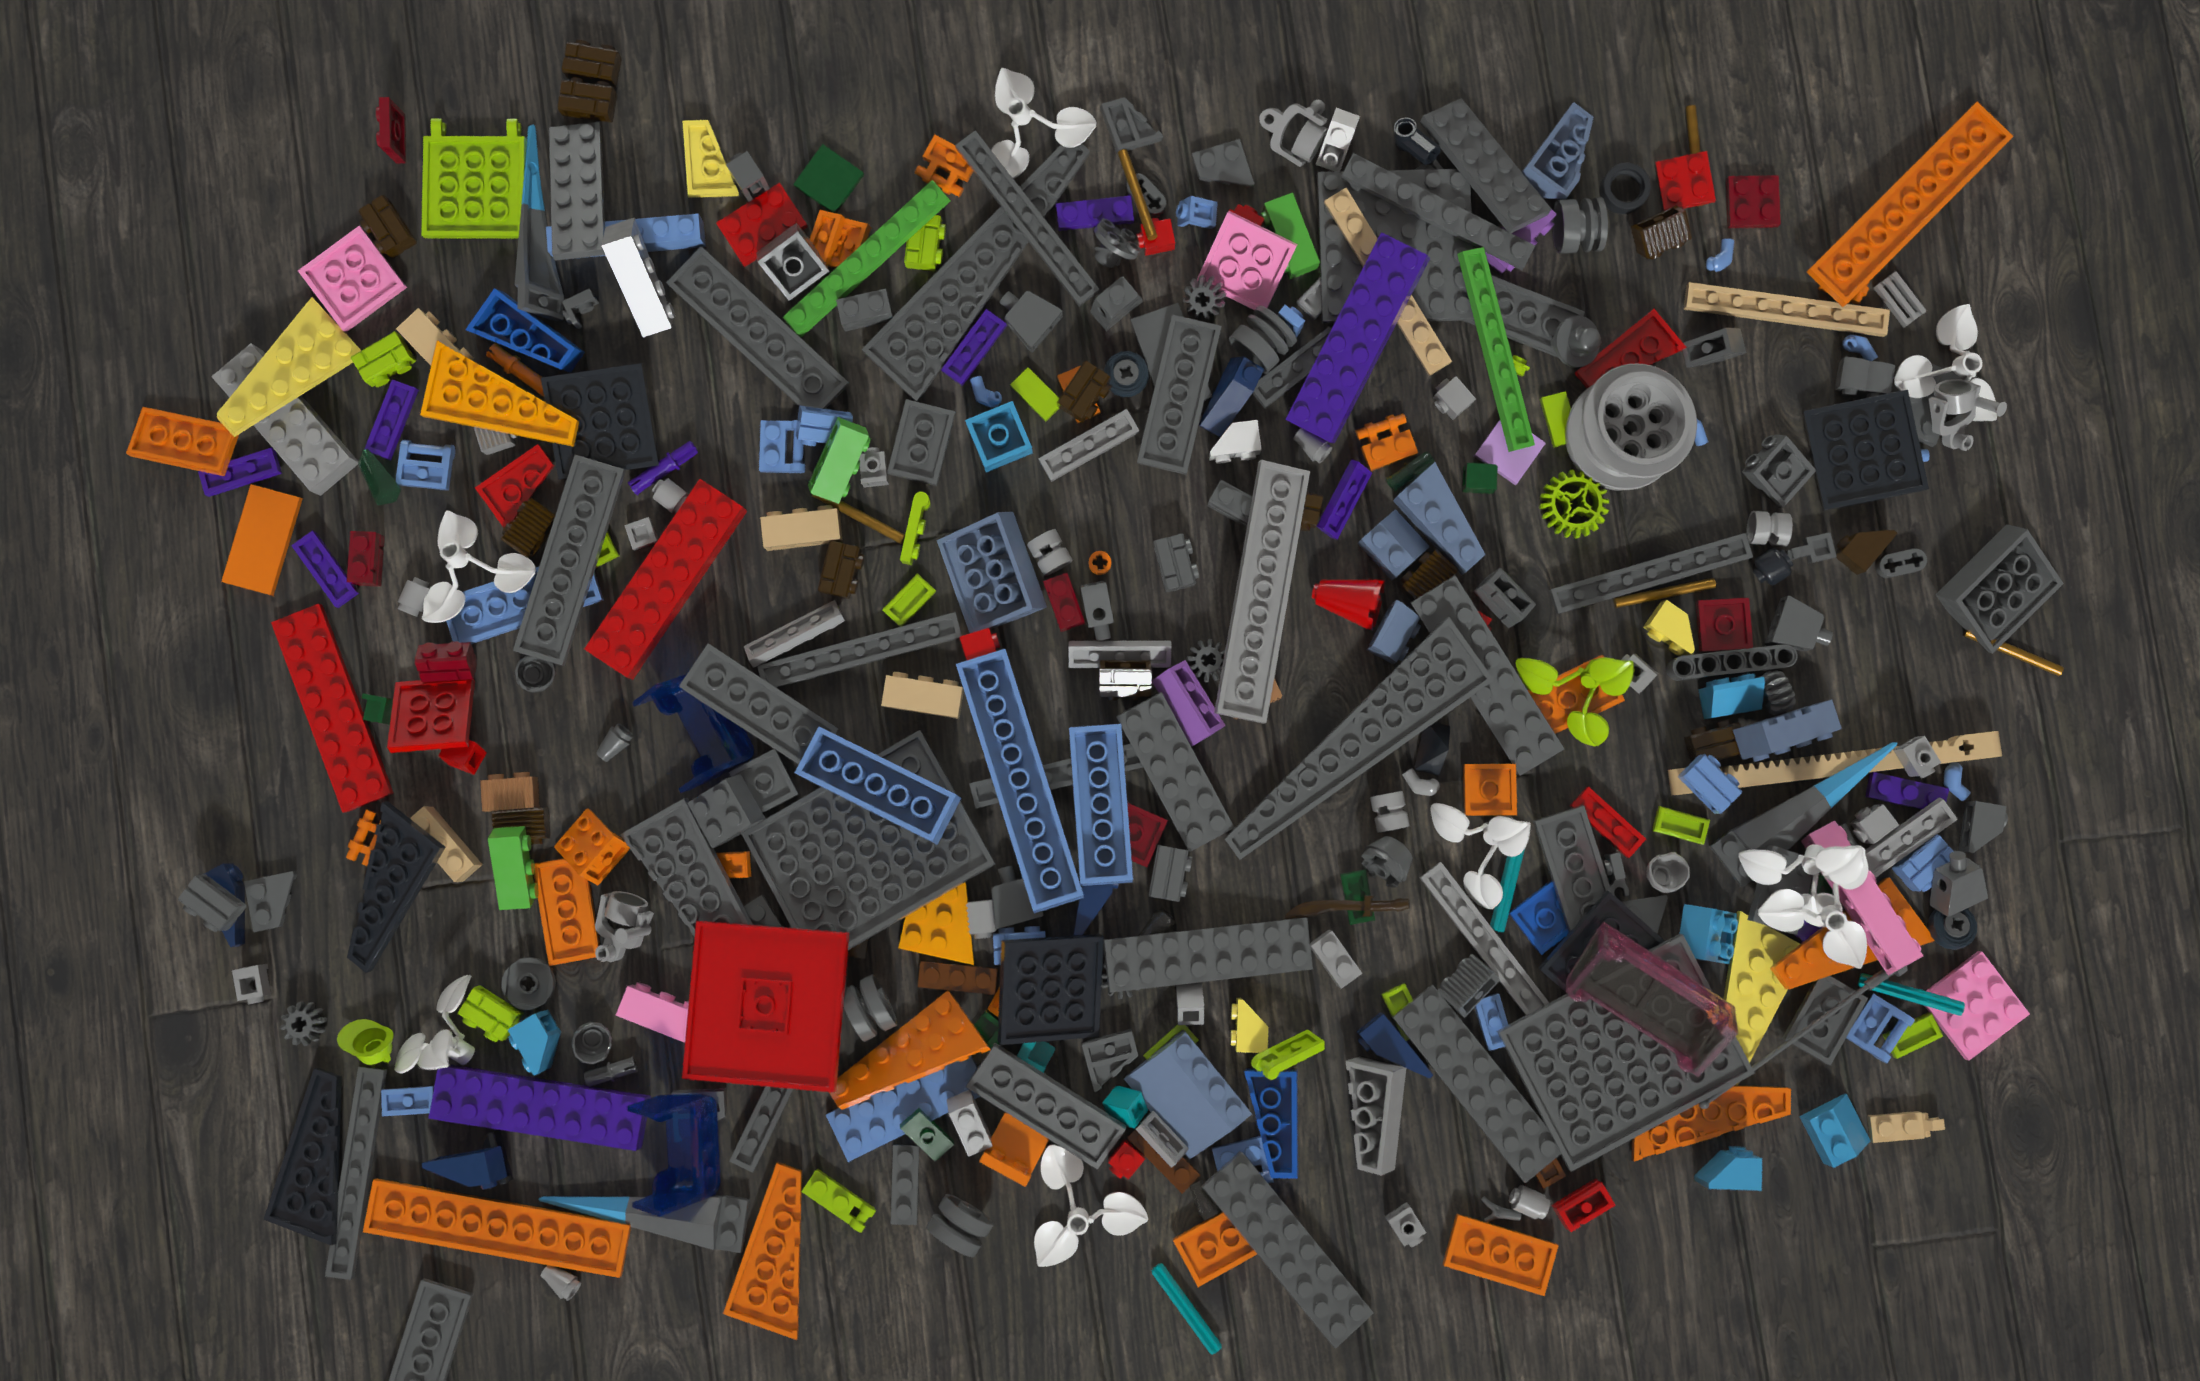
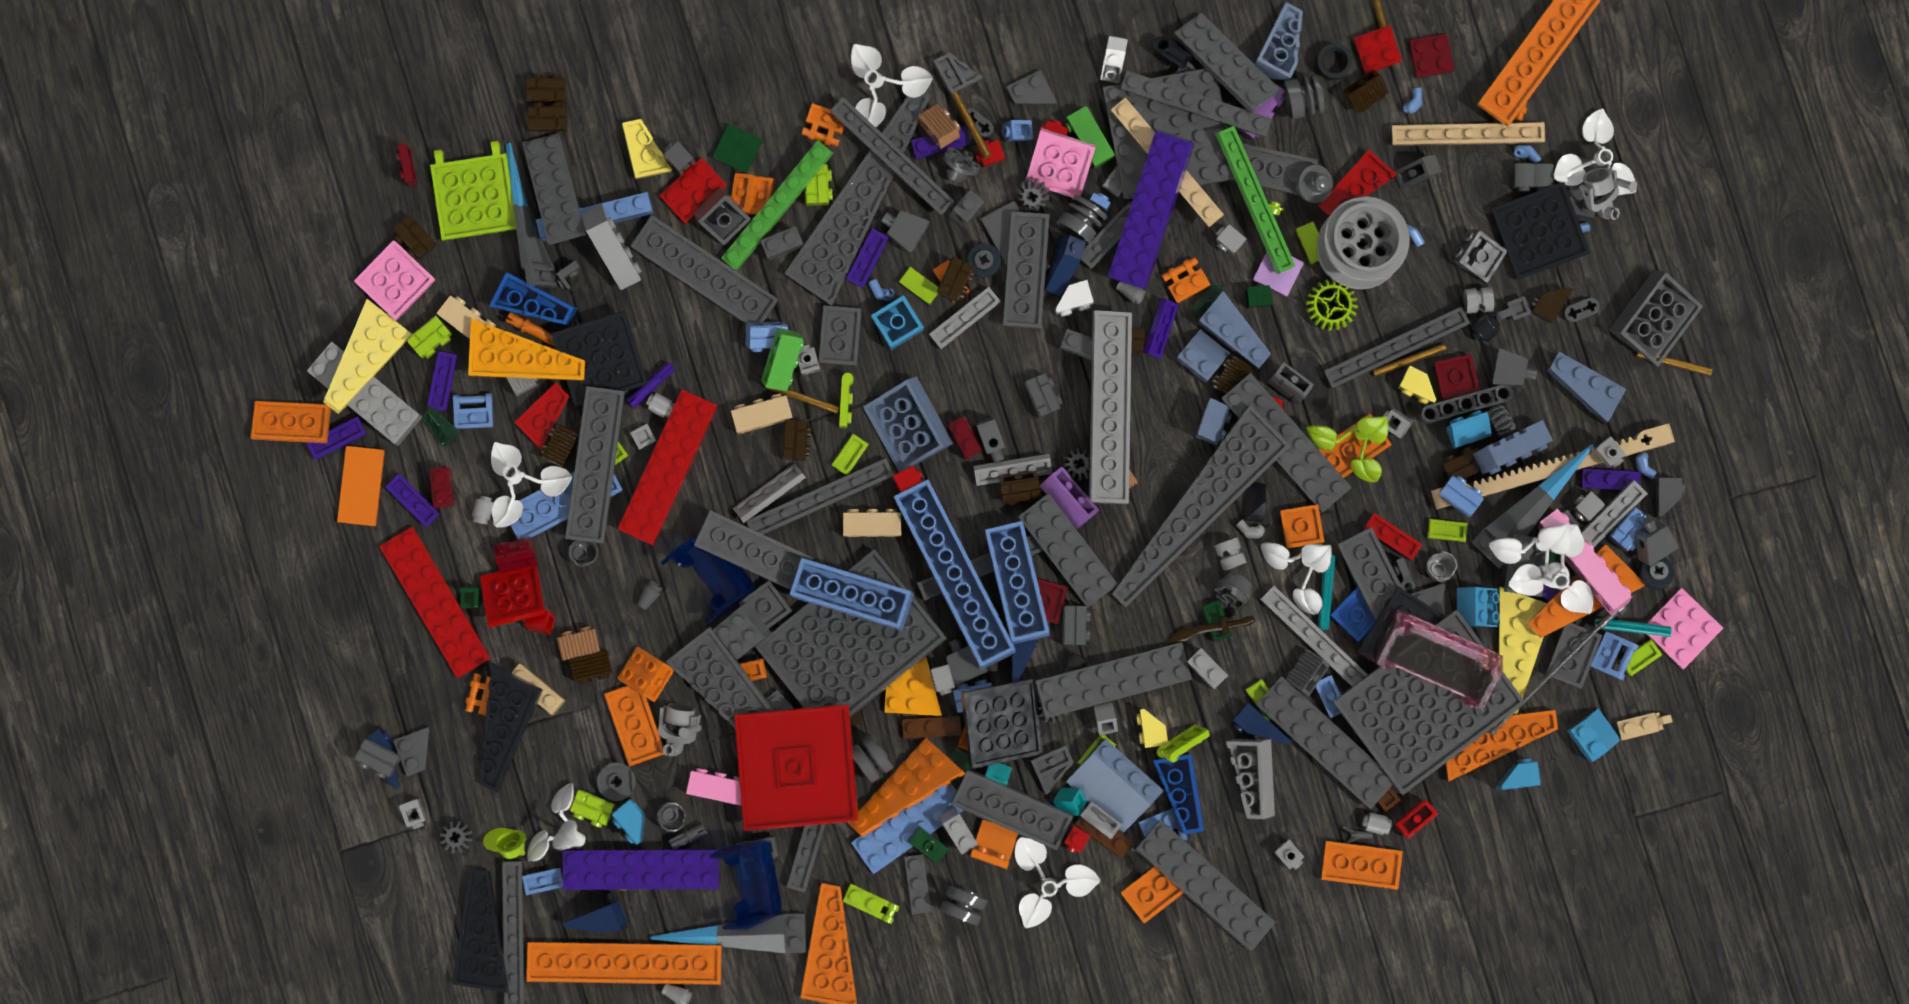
camera: 10 degrees left, 0 degrees up
(512, 867) = (592, 698): bright green brick -> none
(774, 448) = (730, 356): medium blue plate -> none
(1055, 559) = (951, 409): light grey wheel -> none
(1096, 188) = (939, 125): none -> medium nougat brick
(1105, 557) = (990, 399): orange bush -> none
(1186, 1309) = (1138, 941): teal axle -> none
(1309, 138) = (1092, 62): light grey piece -> none
(1351, 599) = (1177, 402): red cone -> none
(1898, 665) = (1587, 386): none -> sand blue wedge
(1908, 295) = (1563, 123): light grey tile -> none

